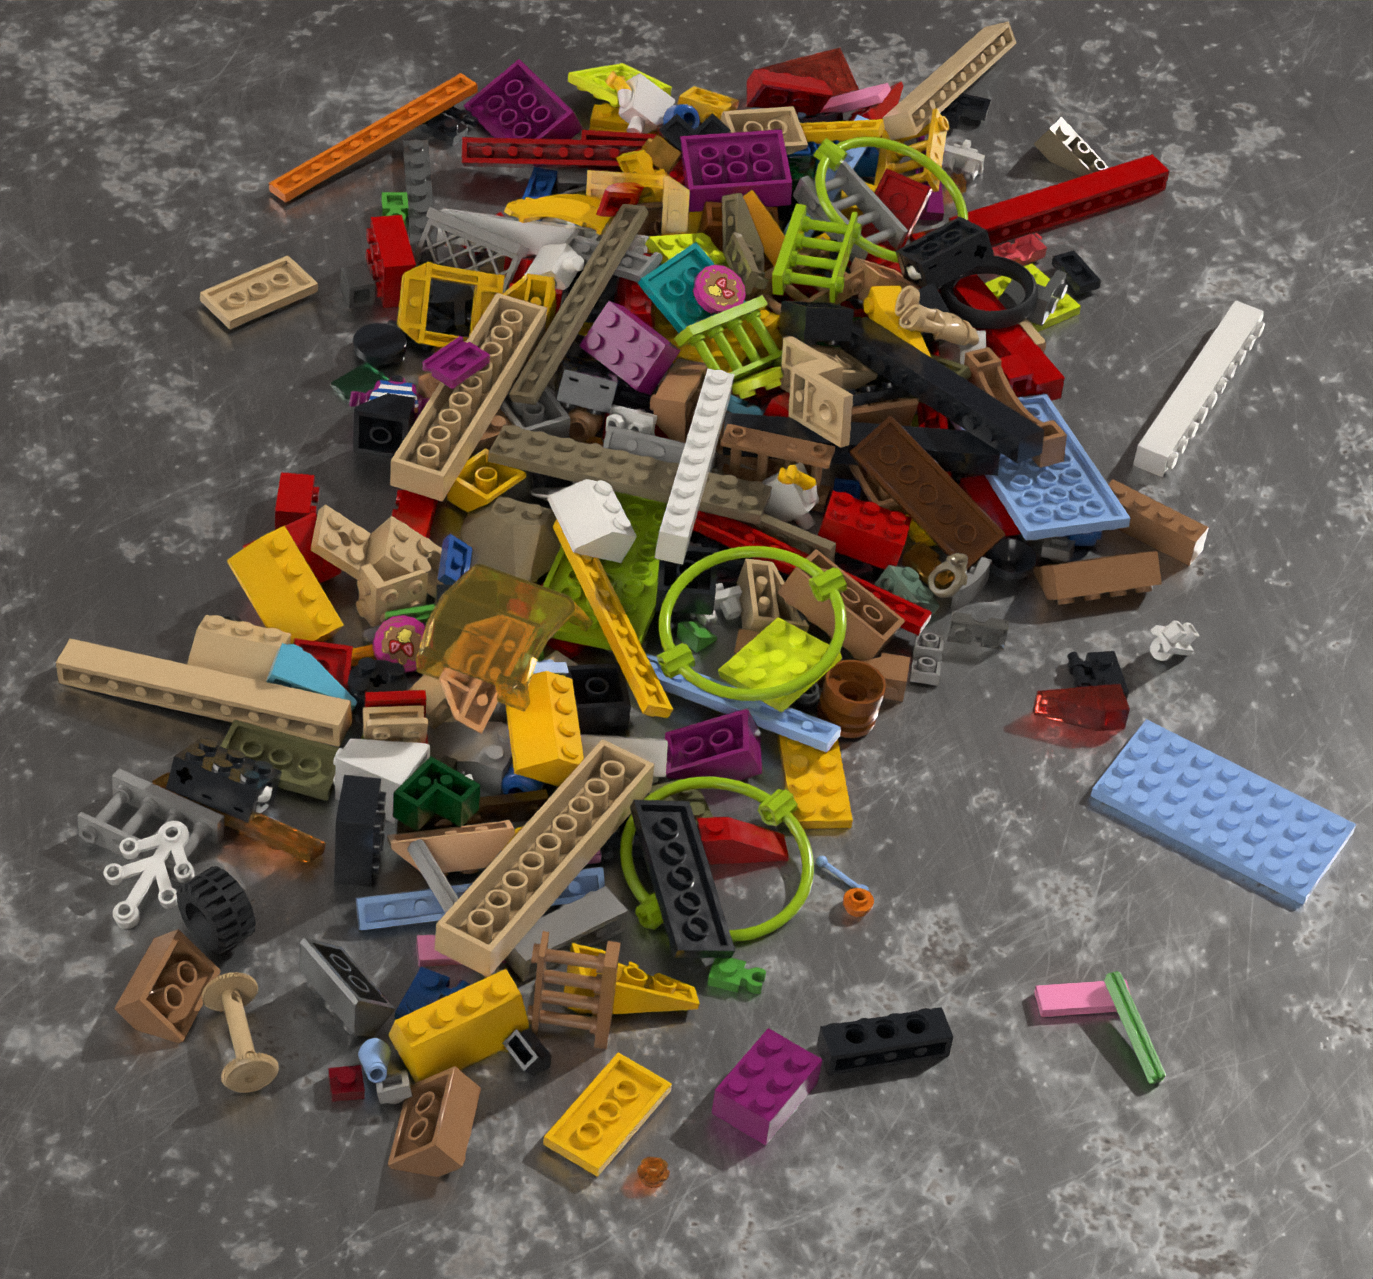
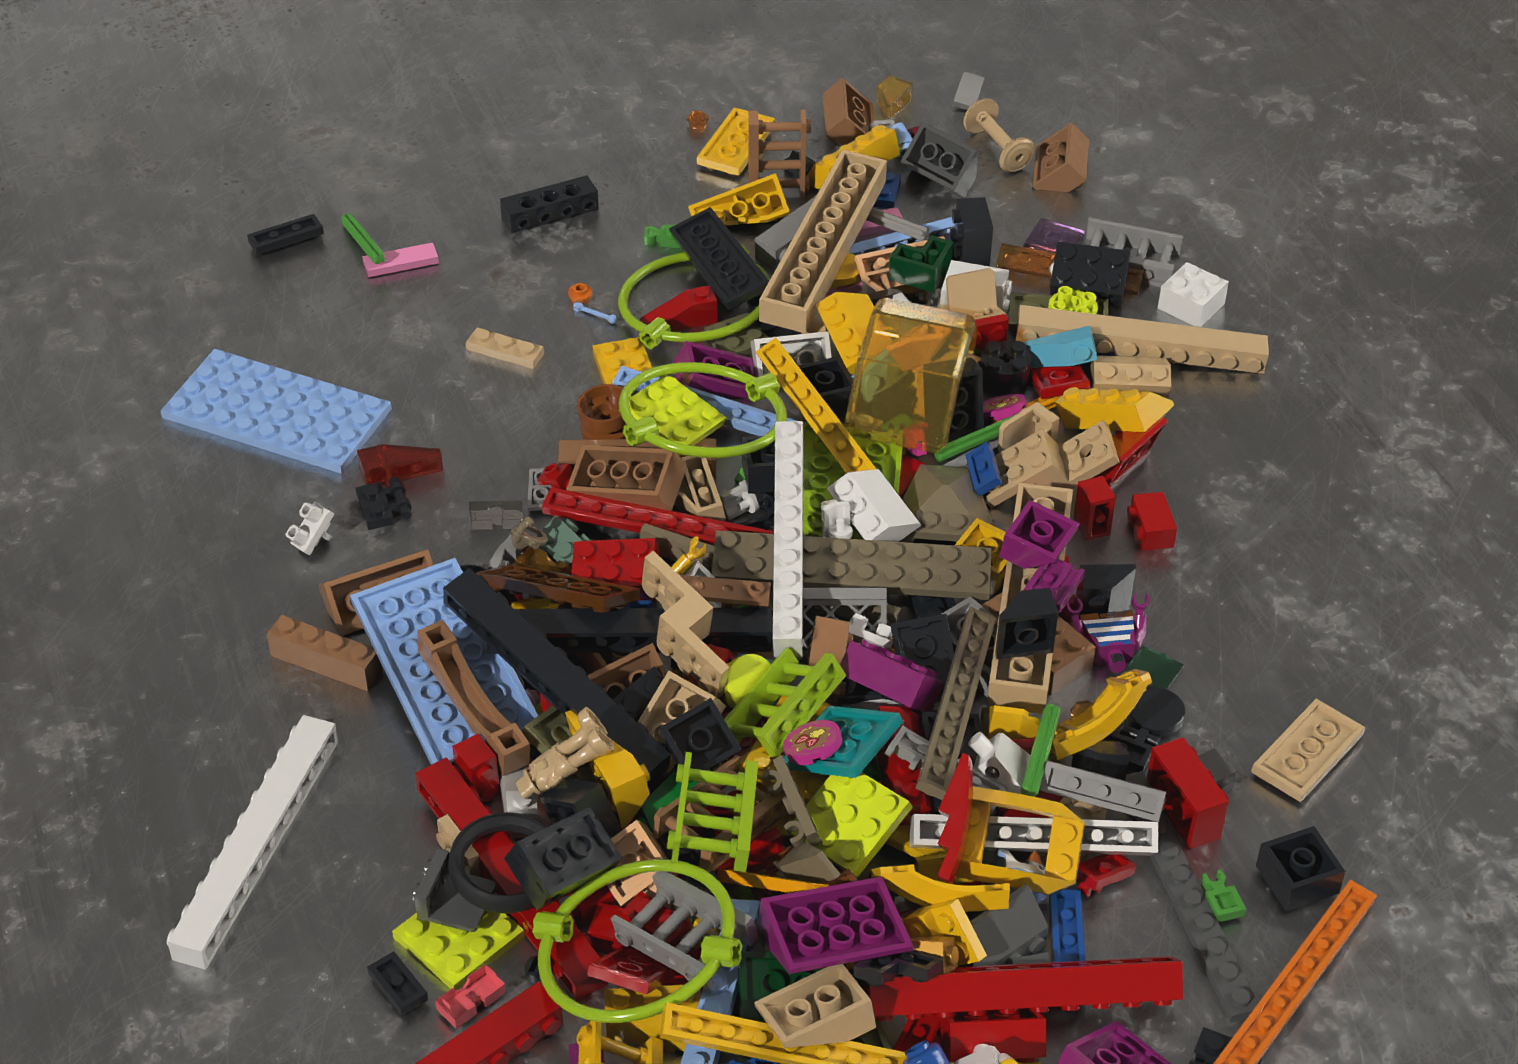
camera: 175 degrees right, 0 degrees up
(104, 745) = (1193, 295): none -> white brick
(150, 868) = (1108, 221): white plant -> none
(216, 910) = (1050, 187): black tyre -> none
(239, 1146) = (968, 90): none -> light grey slope
(243, 866) = (1048, 233): none -> clear purple tile
(267, 743) = (1074, 301): none -> neon yellow tile
(324, 202) = (1300, 868): none -> black brick
(356, 499) = (1094, 508): none -> red brick
(357, 1152) = (893, 96): none -> clear yellow slope
(458, 388) = (1037, 536): none -> magenta slope
(505, 310) = (1027, 625): none -> black slope
(519, 262) = (1040, 750): none -> bright green axle
(637, 507) = (836, 519): none -> white hips
(766, 1086) = (630, 164): magenta brick -> none
(912, 645) = (556, 475): none -> red bracket
(956, 844) = (505, 348): none -> tan plate
(1236, 1059) = (285, 234): none -> black plate

